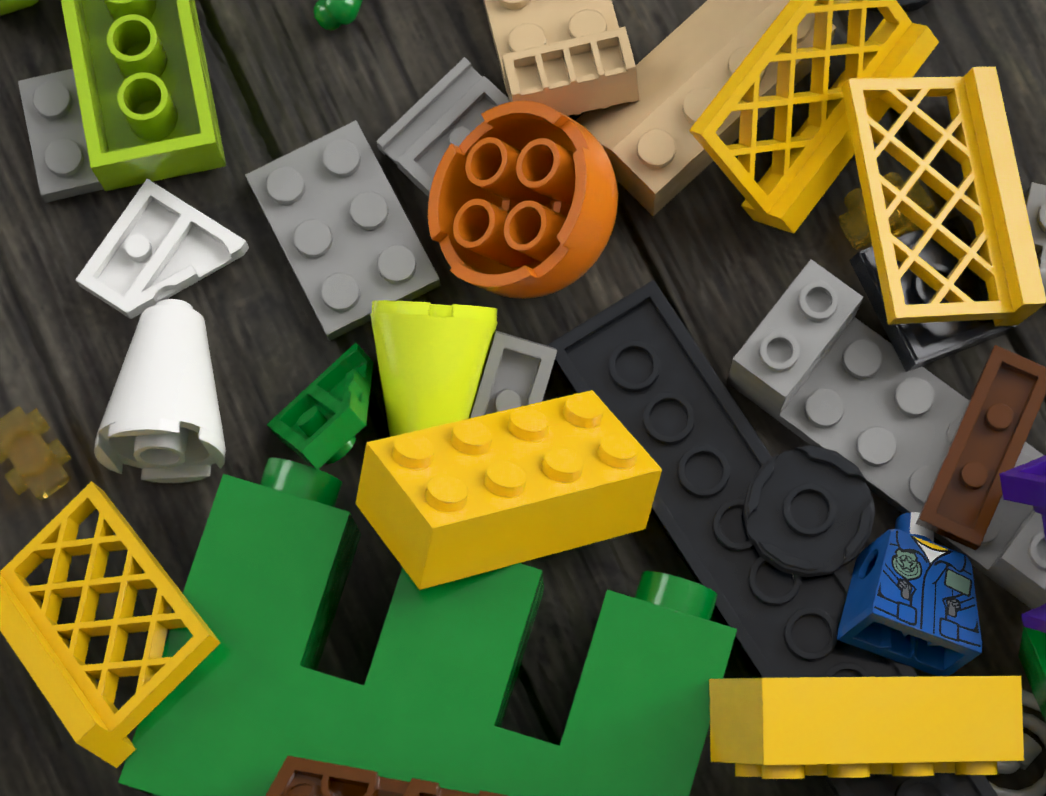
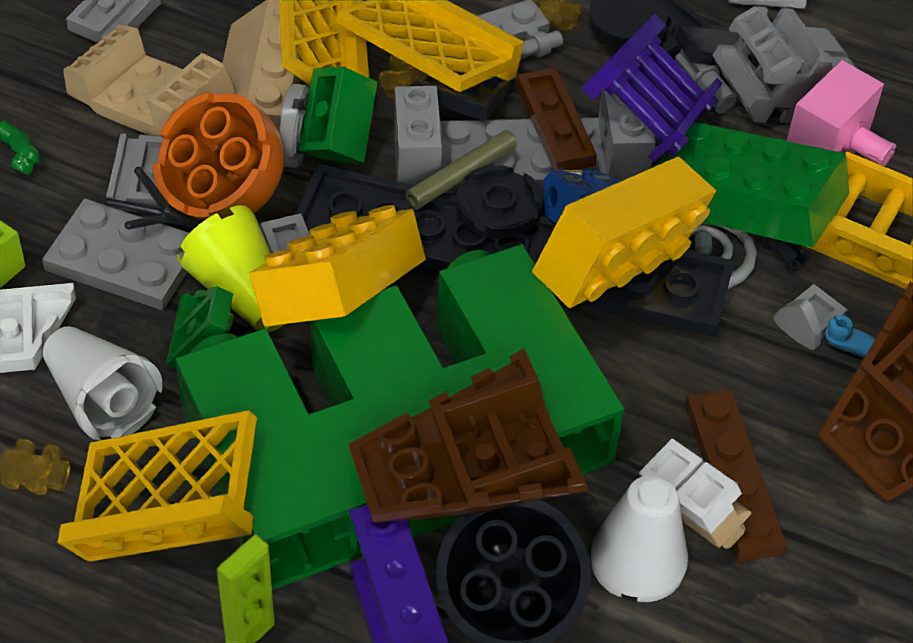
camera: 50 degrees left, 25 degrees down
(409, 190) = (156, 215): none -> black plant
(659, 207) = (292, 123): none -> light grey tile
(718, 240) = (338, 115): none -> green brick
(805, 430) = (459, 169): none -> olive piece

